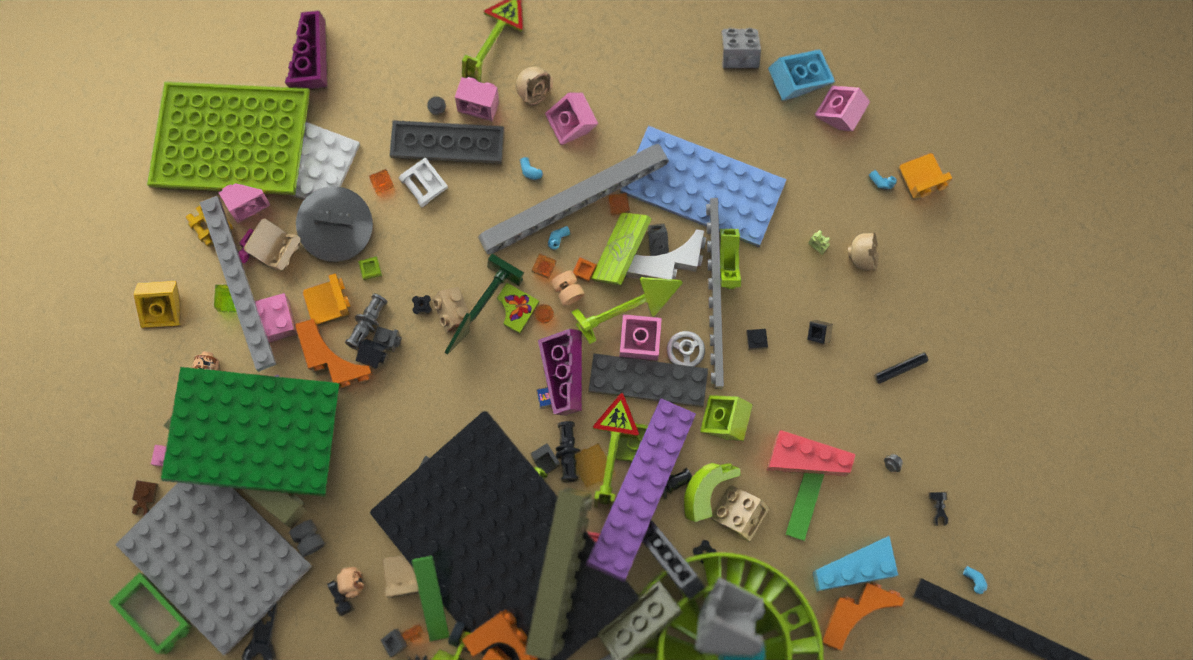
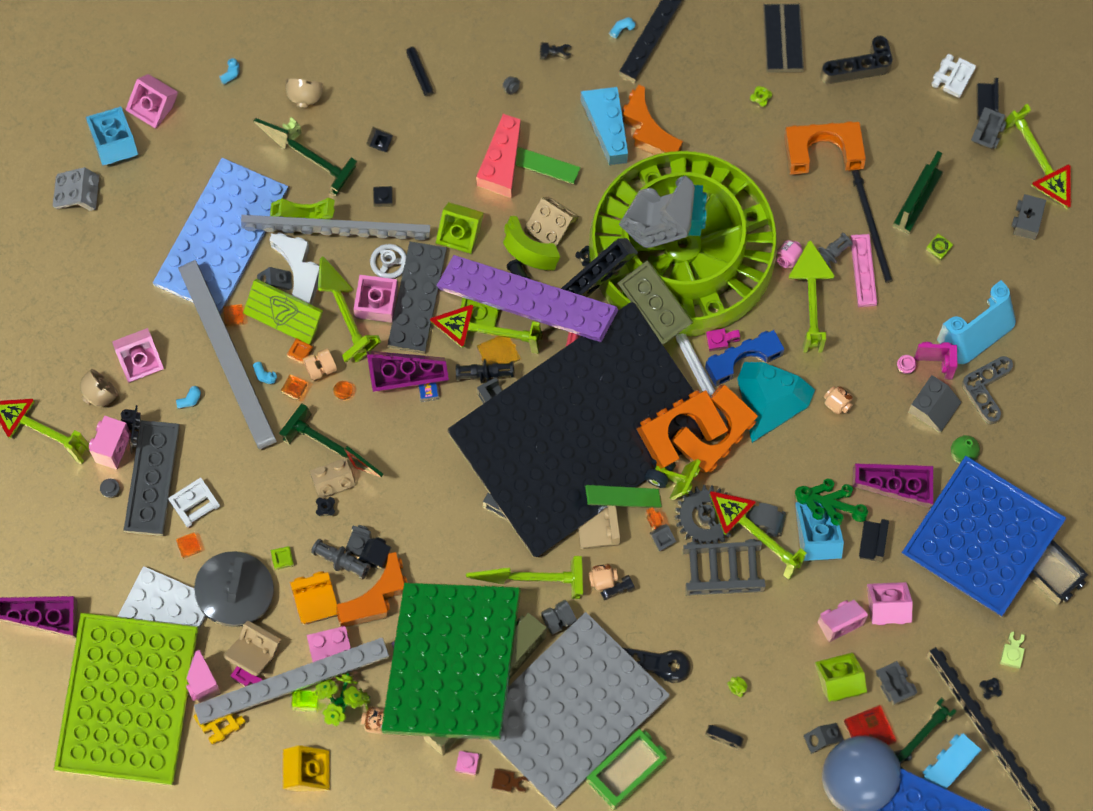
camera: 85 degrees left, 5 degrees down
(217, 332) = (335, 710): none -> lime plant
(349, 551) = (500, 575): none -> lime piece
(499, 117) = (133, 420): none -> black hinge
(518, 307) = (334, 415): lime tile -> none
(558, 573) = (608, 365): olive brick -> none
(775, 295) = (281, 137): none -> dark green piece
(924, 176) = (230, 33): light orange bracket -> none

